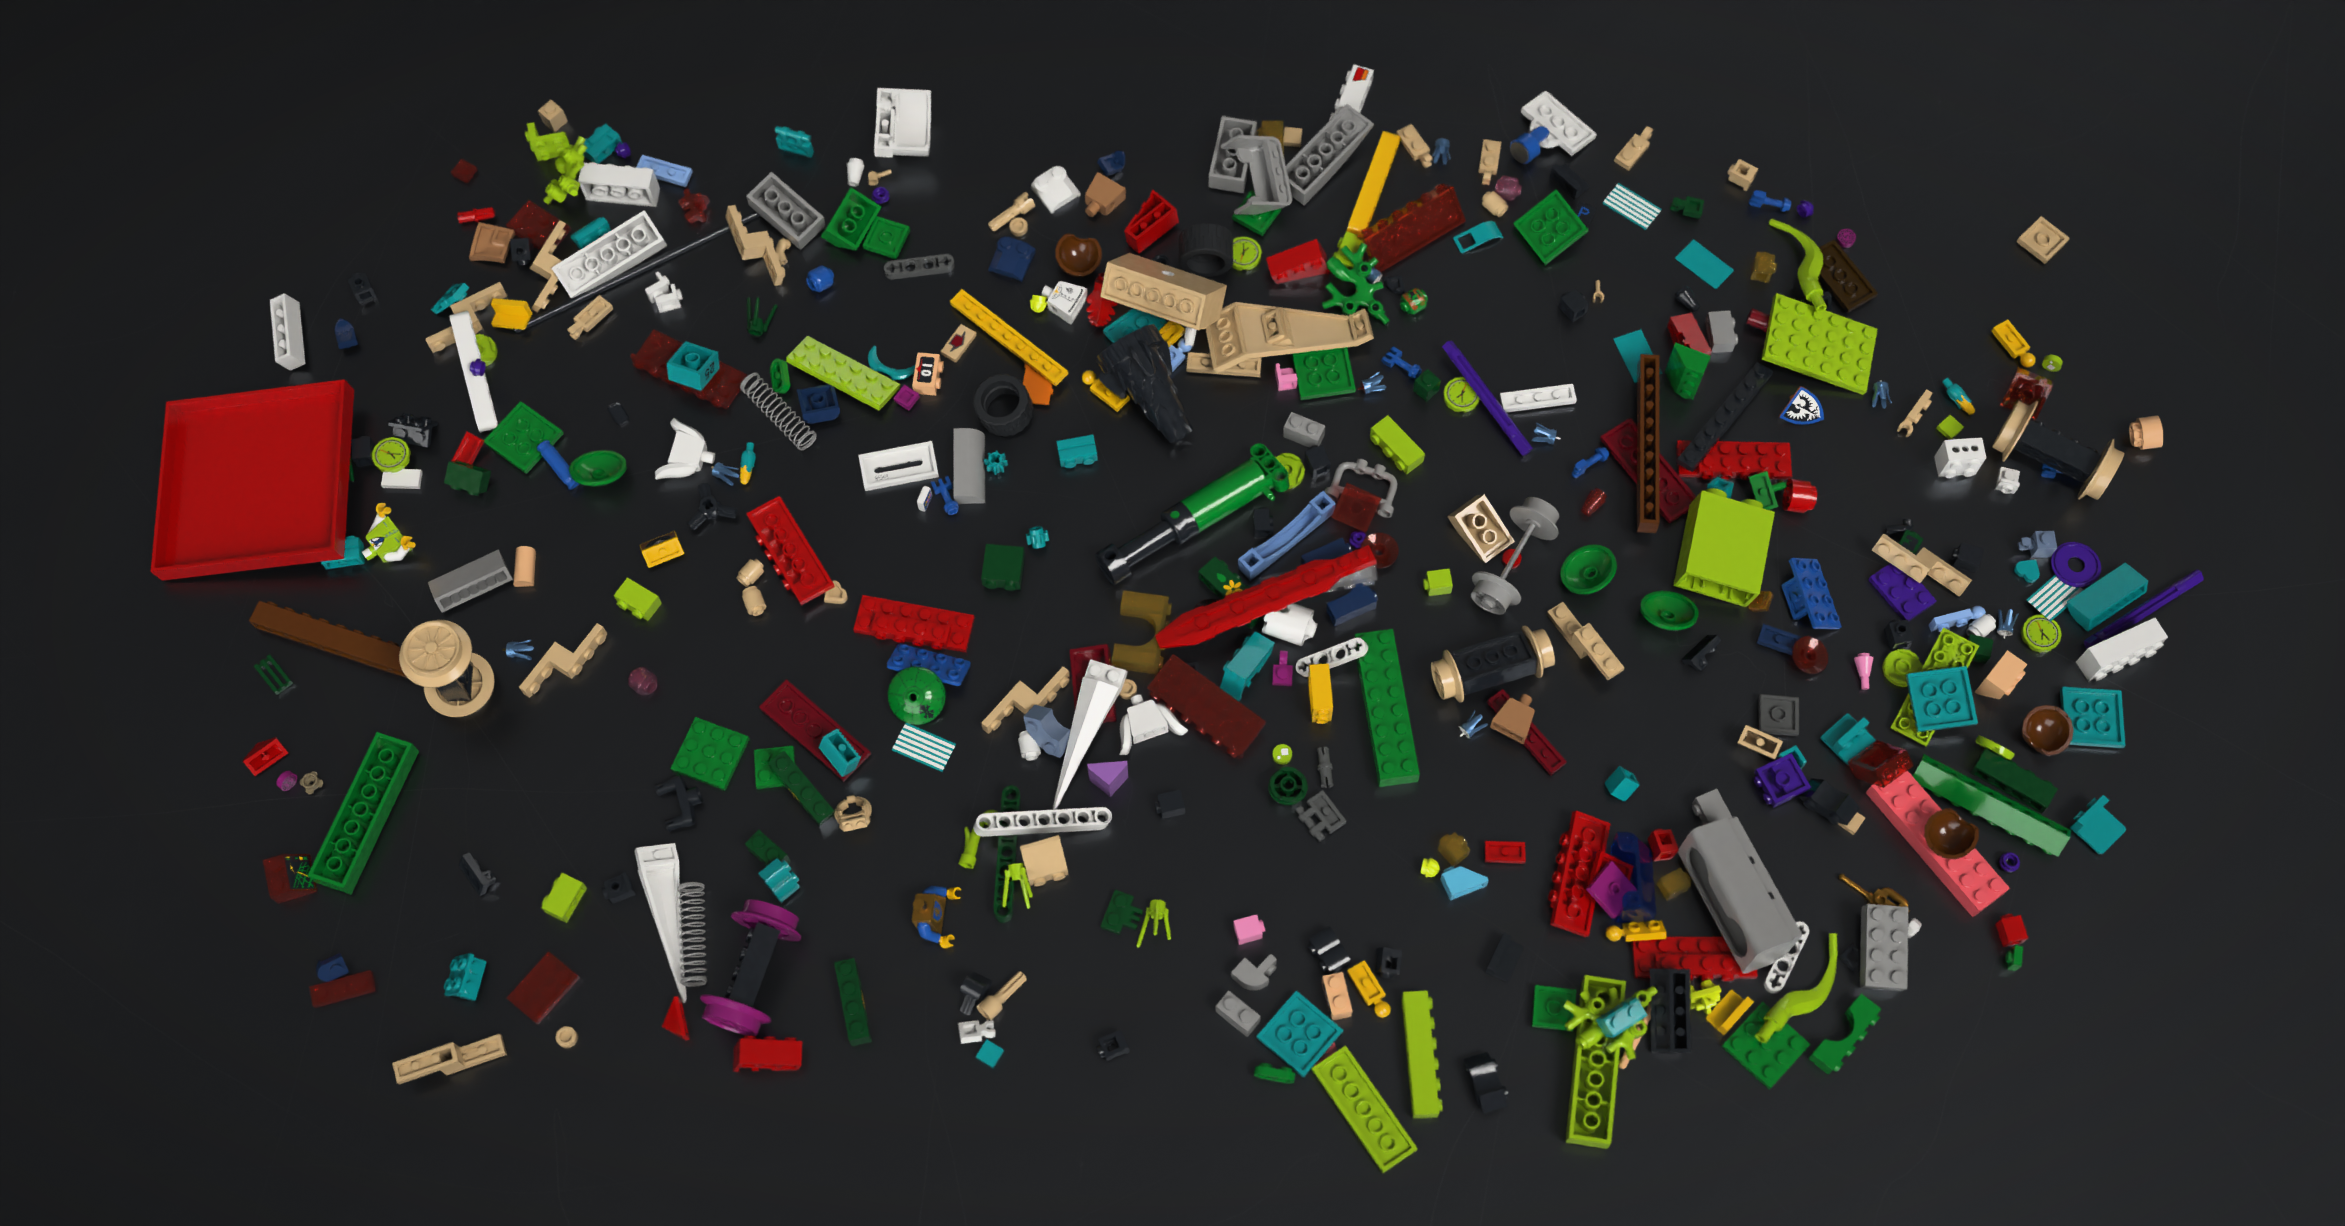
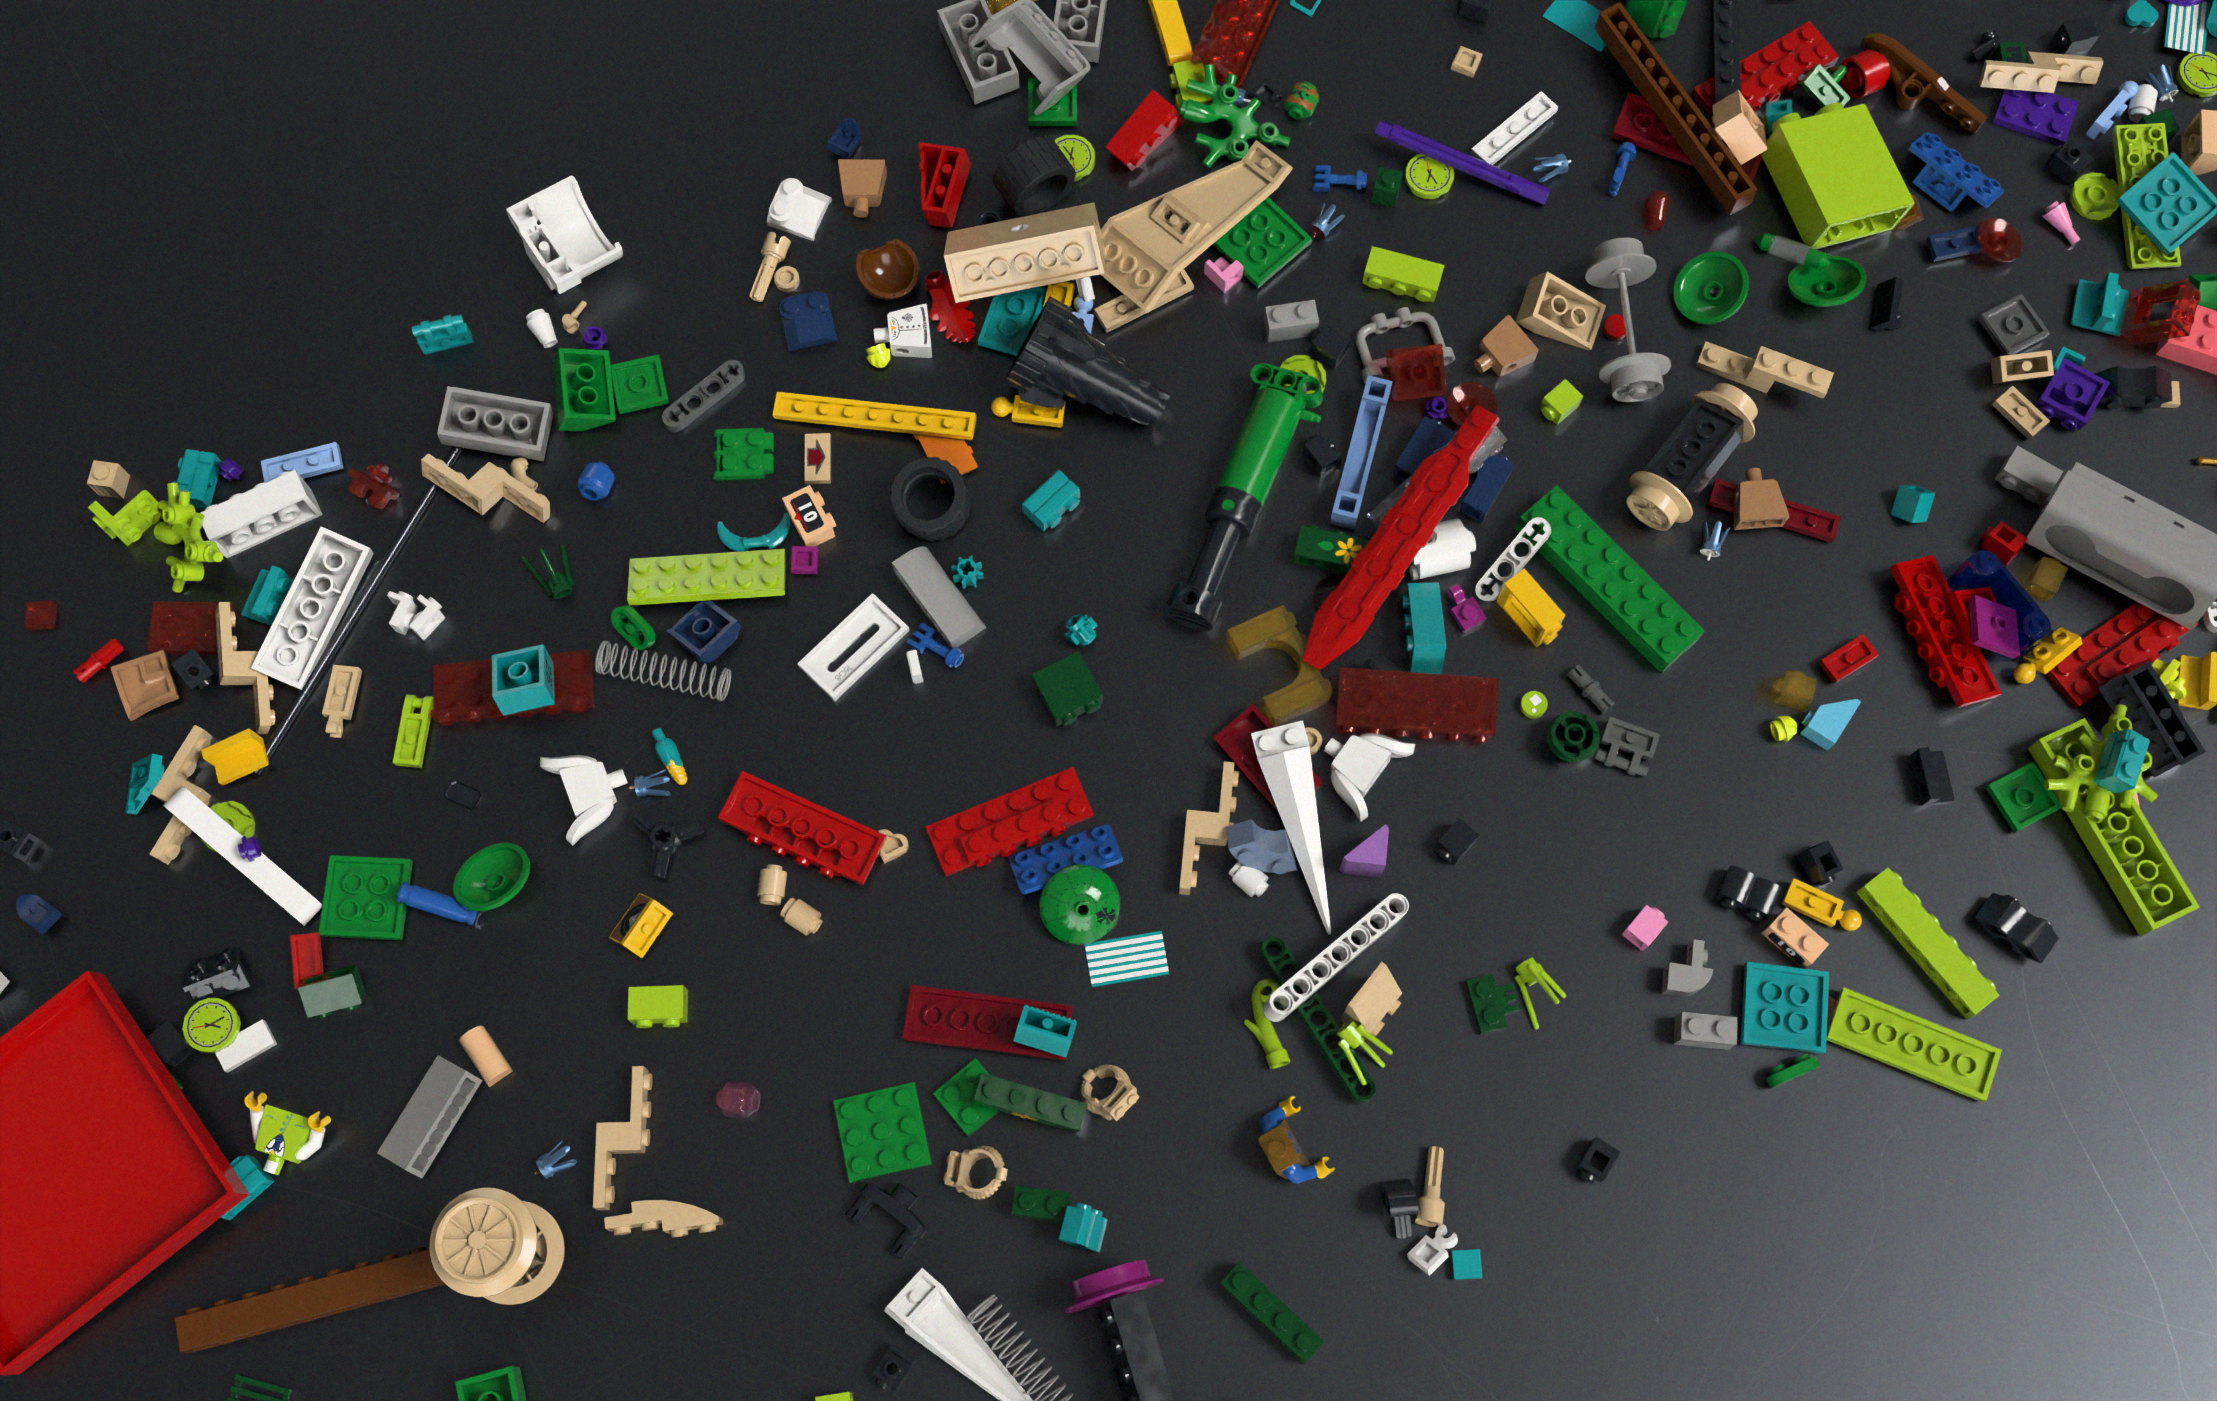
camera: 35 degrees left, 5 degrees up
(555, 718) = (674, 1216): none -> tan slope
(615, 360) = (413, 731): none -> lime plate
(738, 802) = (960, 1165): none -> tan piece
(917, 314) = (743, 454): none -> green plate
(1427, 528) = (1505, 349): none -> medium nougat torso
(1540, 338) = (1466, 61): none -> tan tile
(1662, 579) = (1792, 250): none -> piece
(1680, 479) = (1739, 127): none -> light nougat slope
(1740, 772) = (2021, 412): none -> tan plate
(1830, 517) = (1917, 78): none -> reddish brown piece

